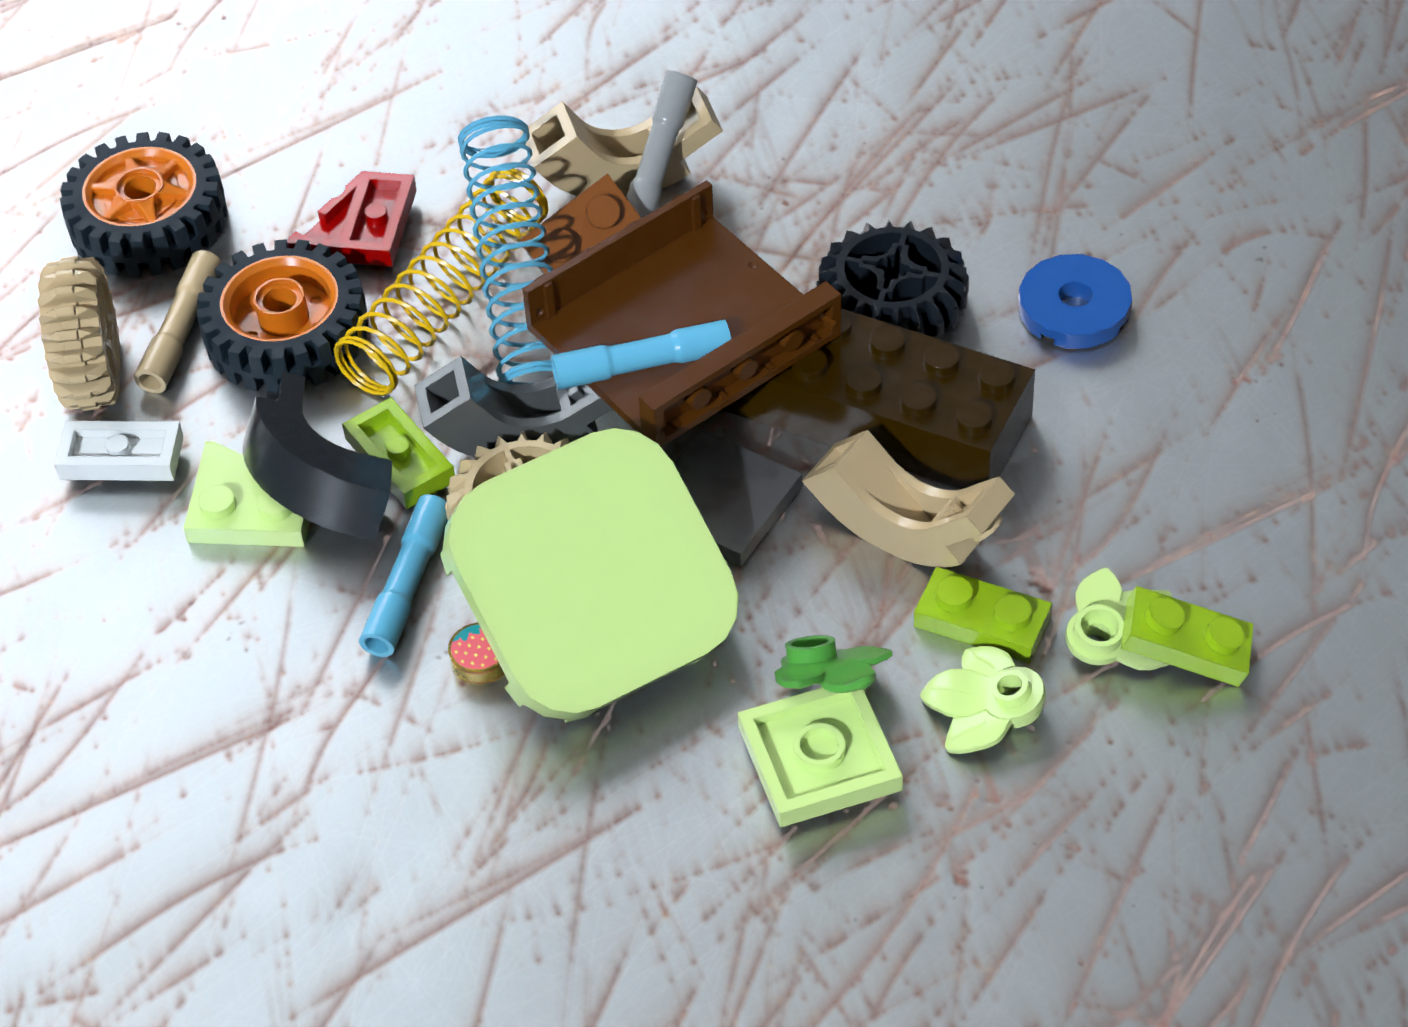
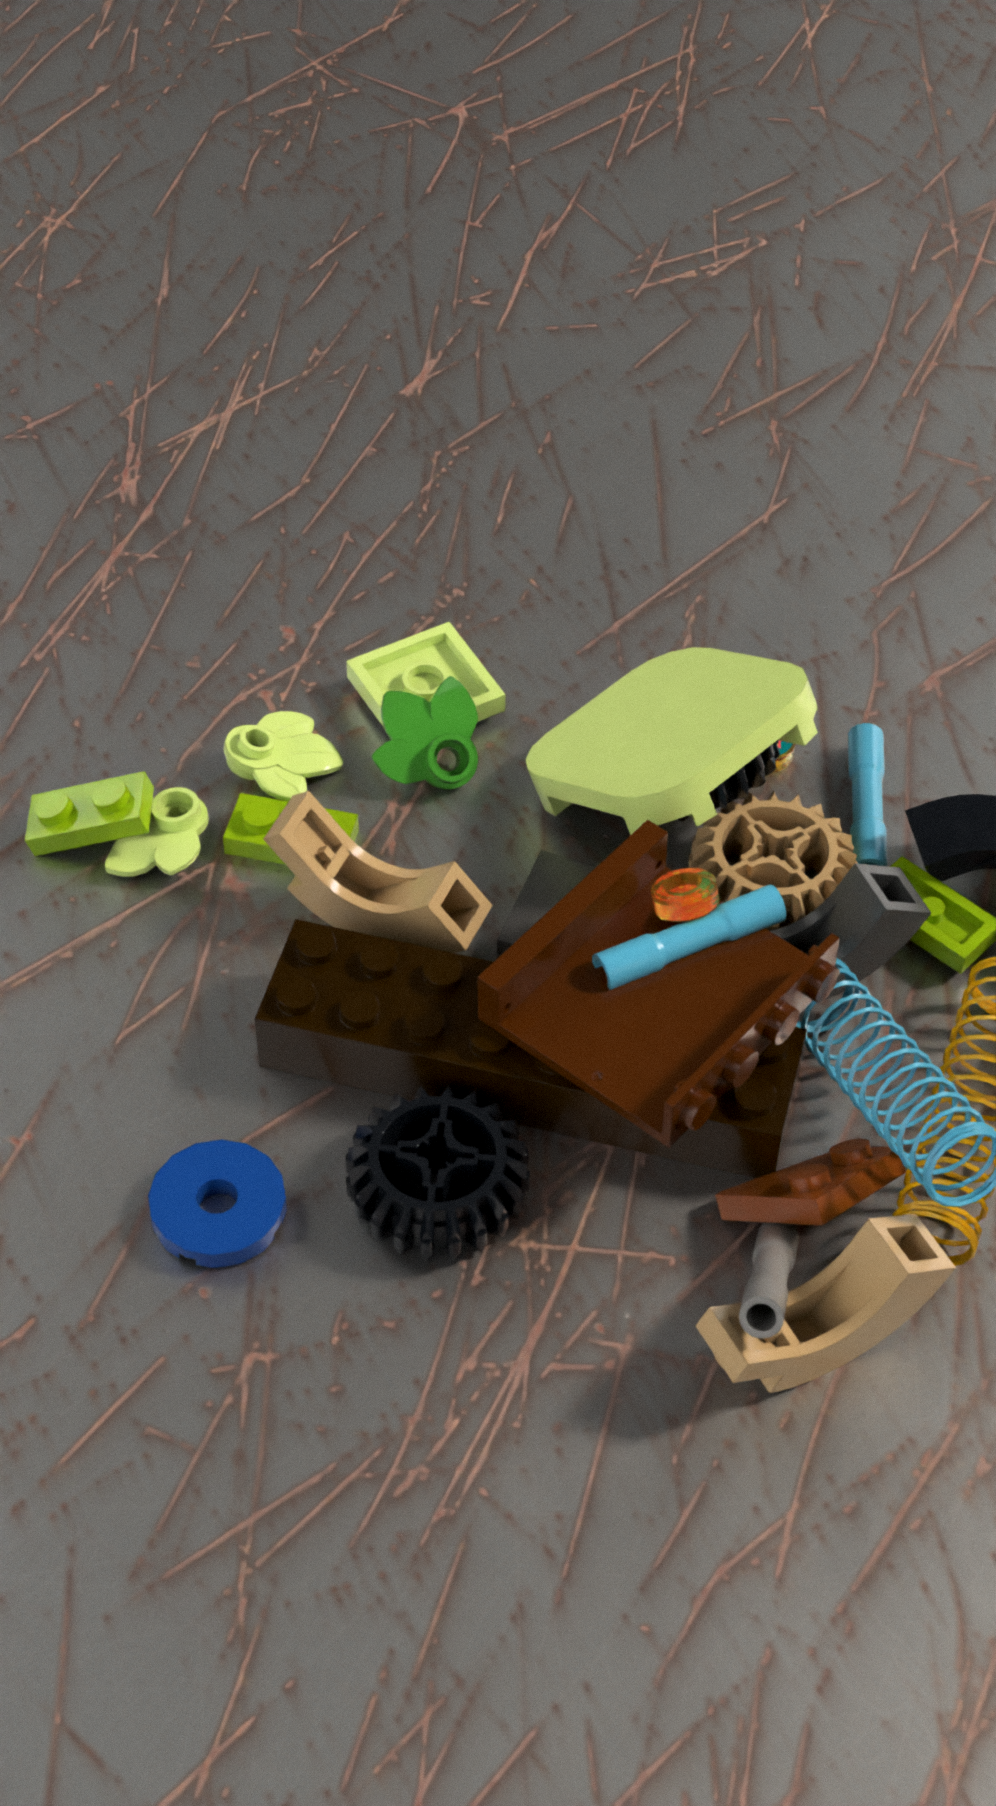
camera: 165 degrees right, 0 degrees up
(635, 369) = (685, 894): none -> clear yellow tile

